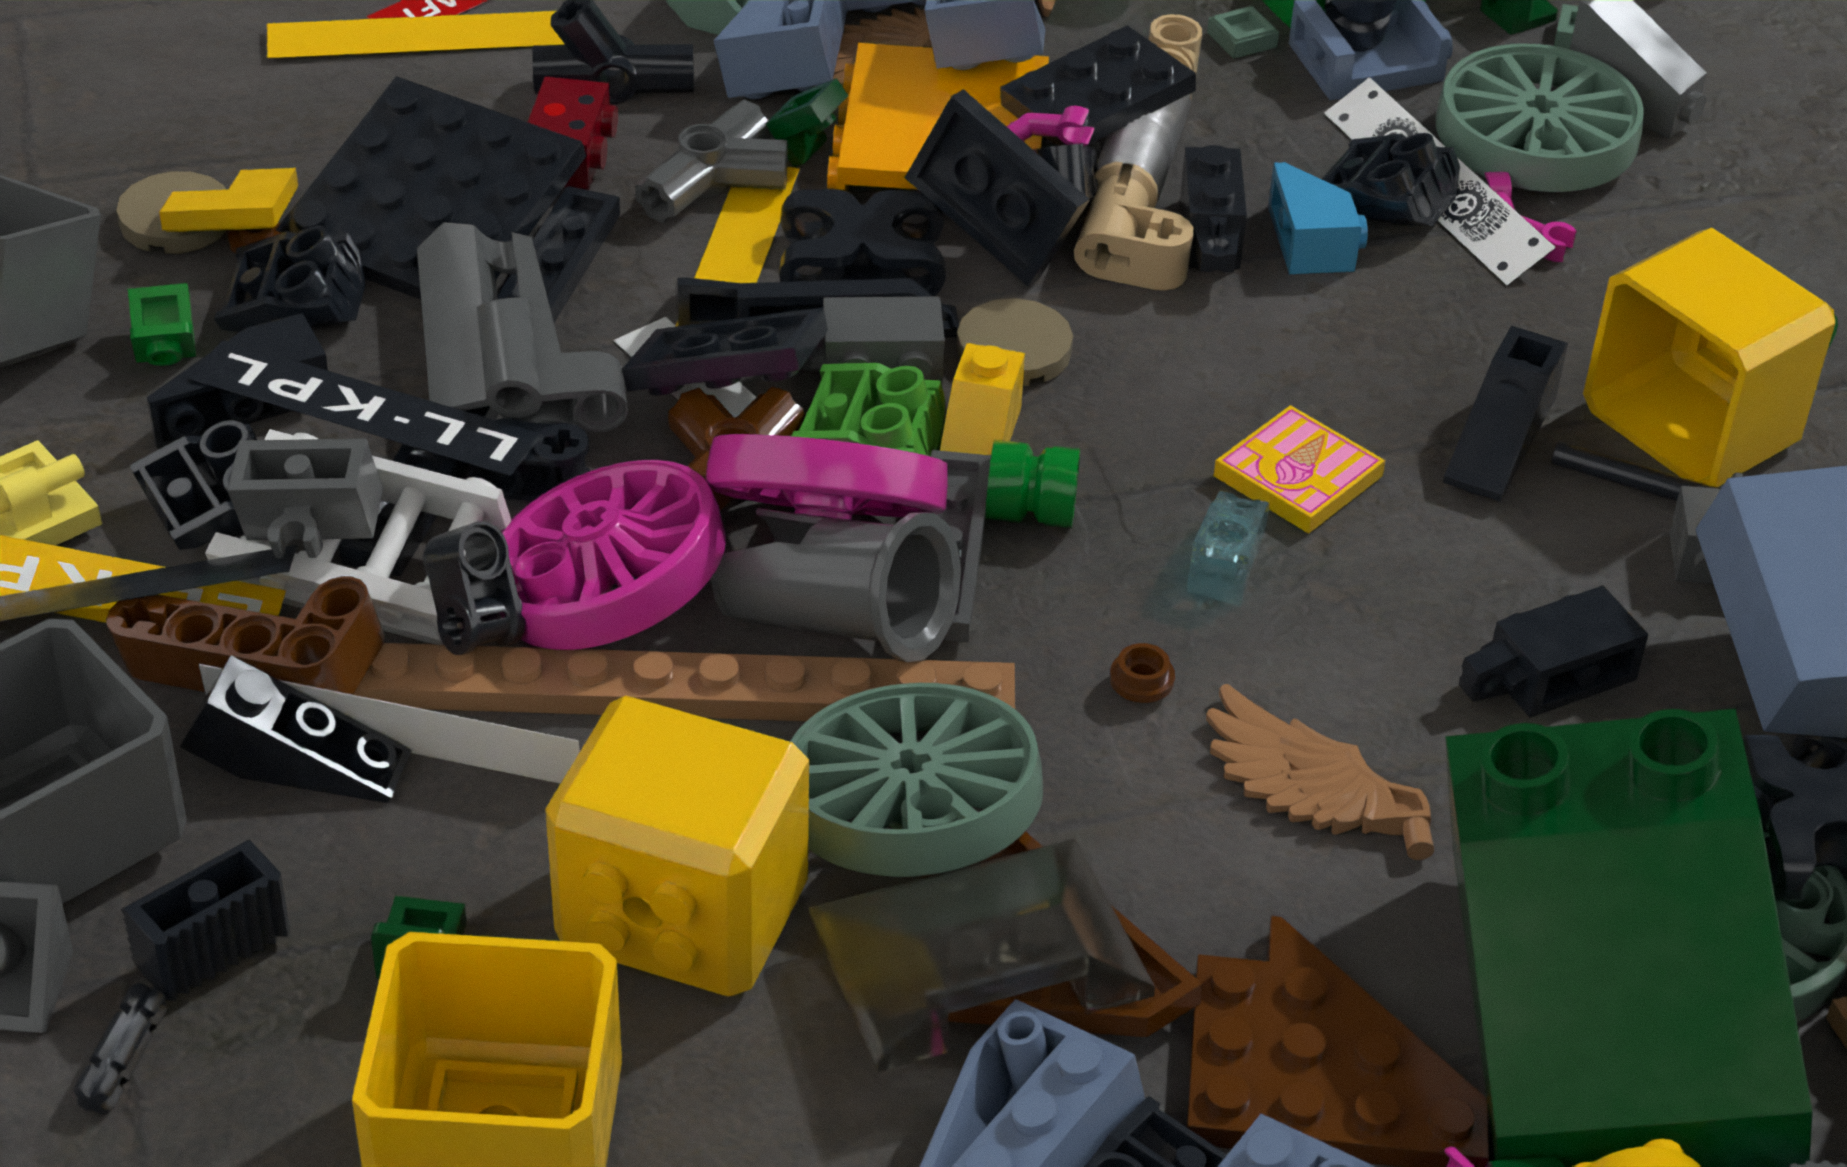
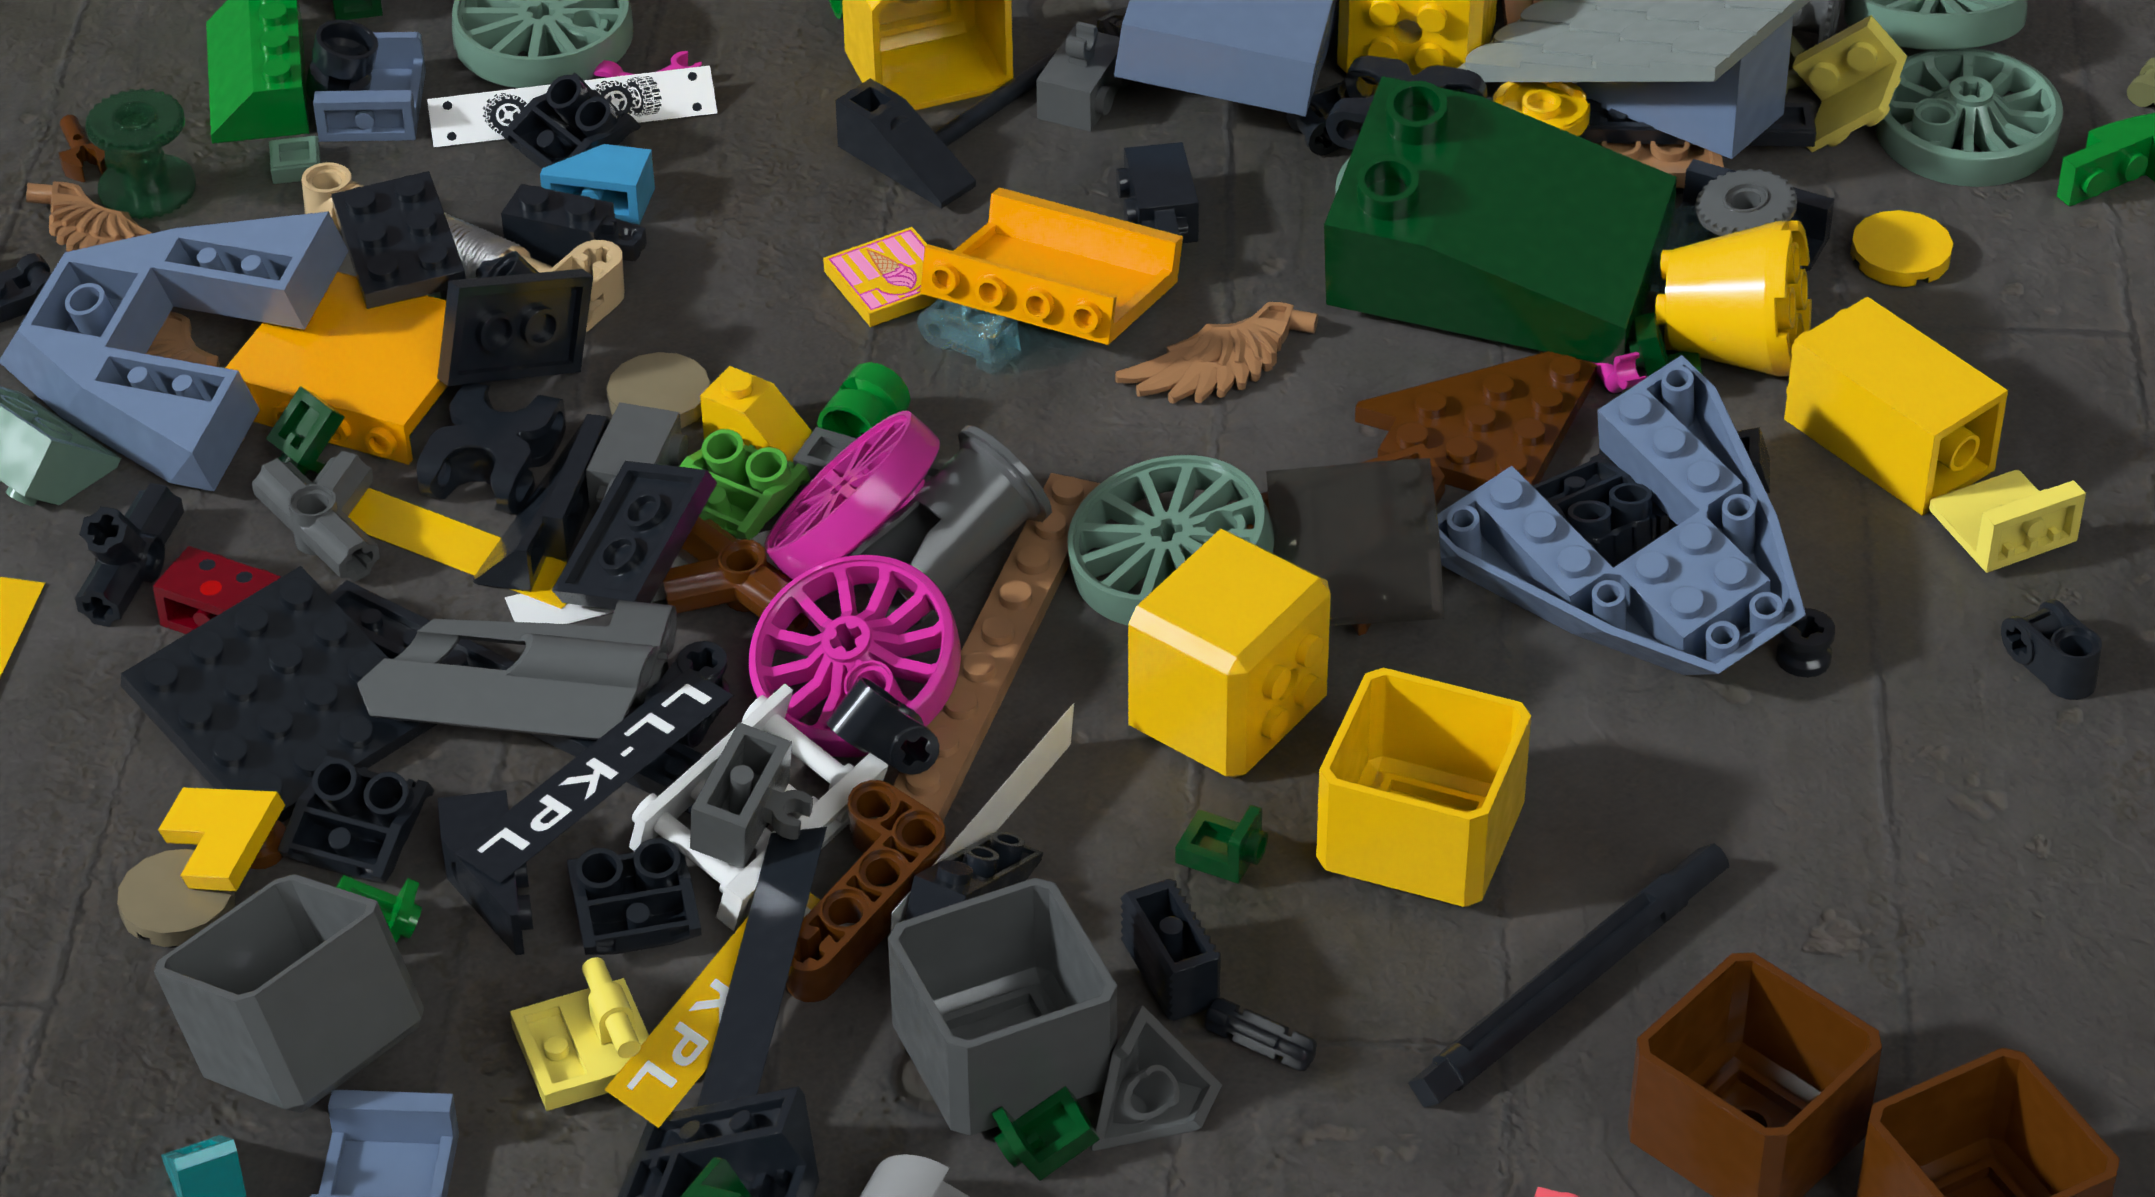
camera: 70 degrees left, 0 degrees up
(1065, 126) = (467, 259): dark pink arm -> none
(1142, 673) = (1087, 411): reddish brown plate -> none
(1346, 583) = (1056, 267): none -> light orange panel

